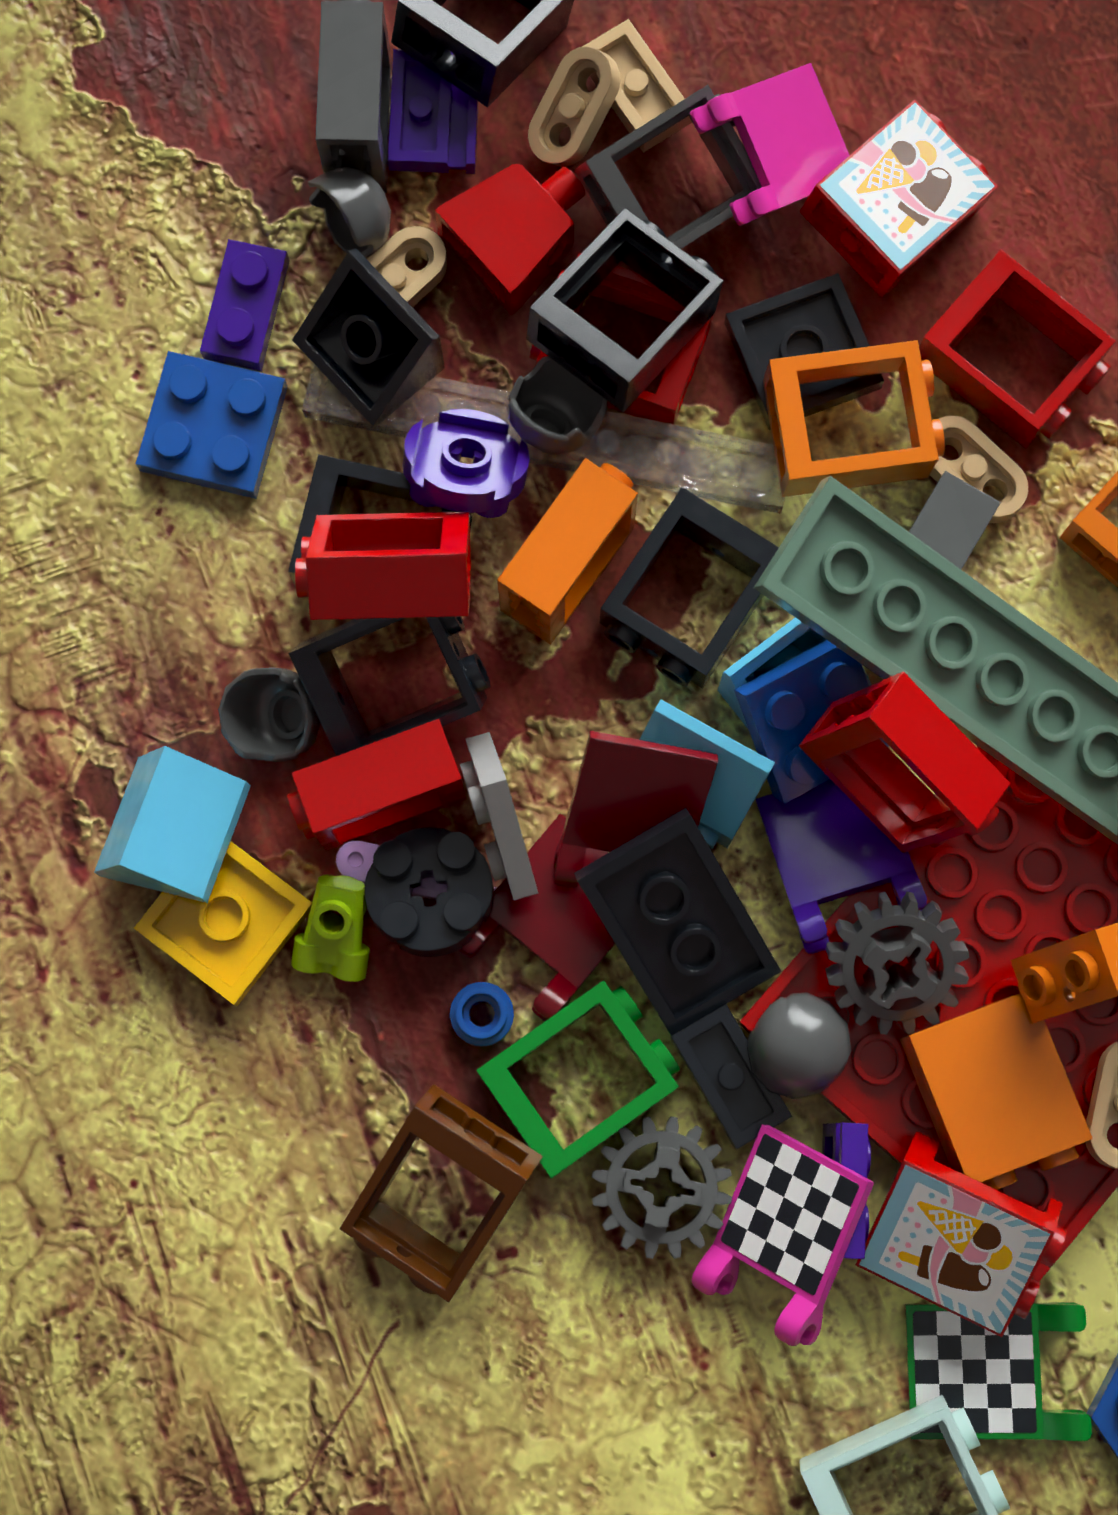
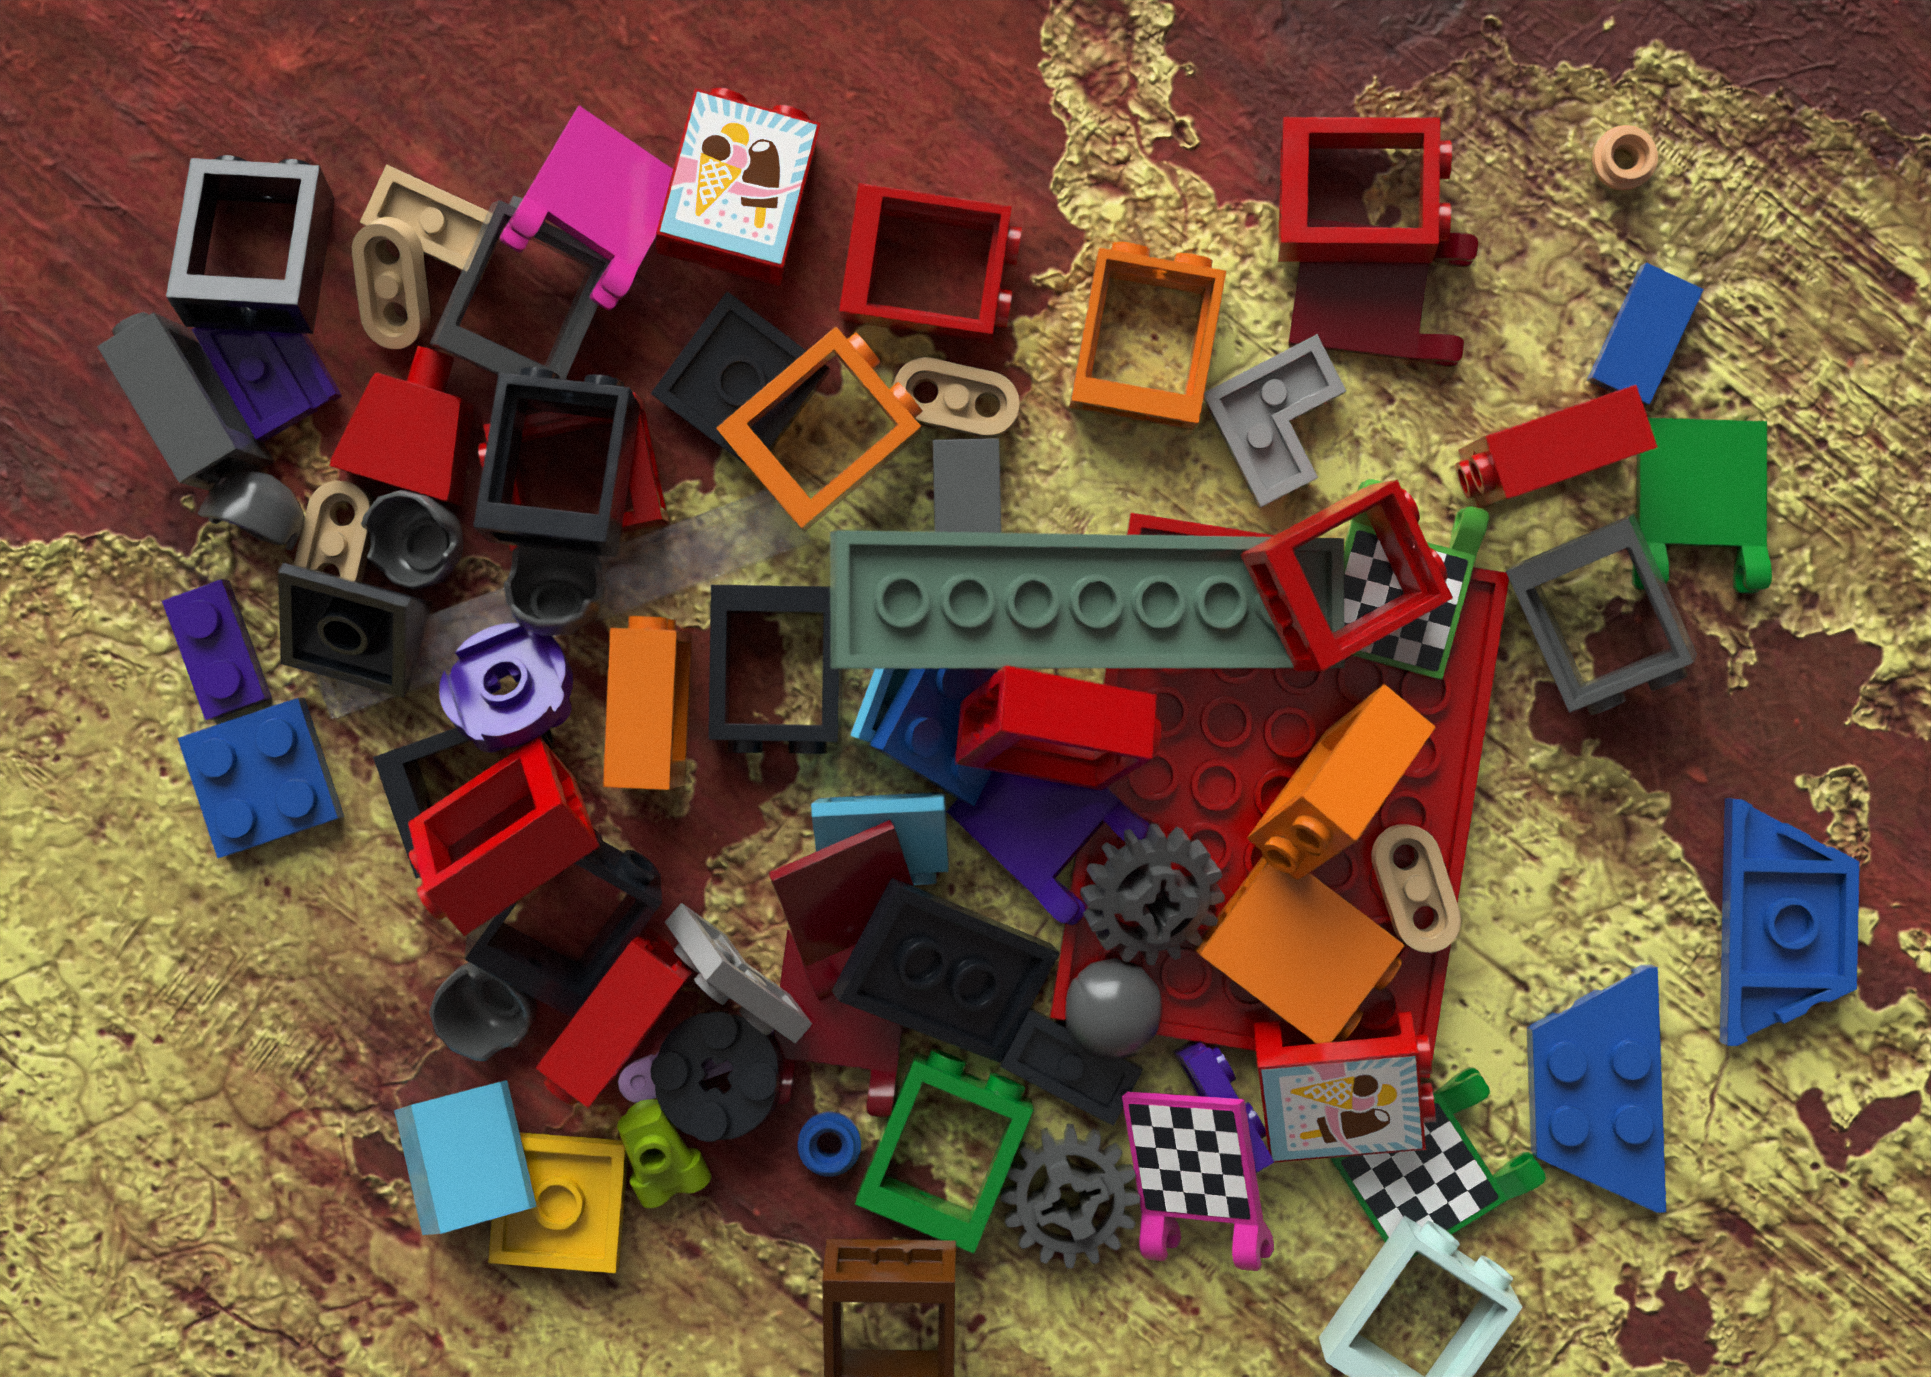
camera: 35 degrees left, 10 degrees up
(464, 307) = (413, 538): none -> dark grey hair

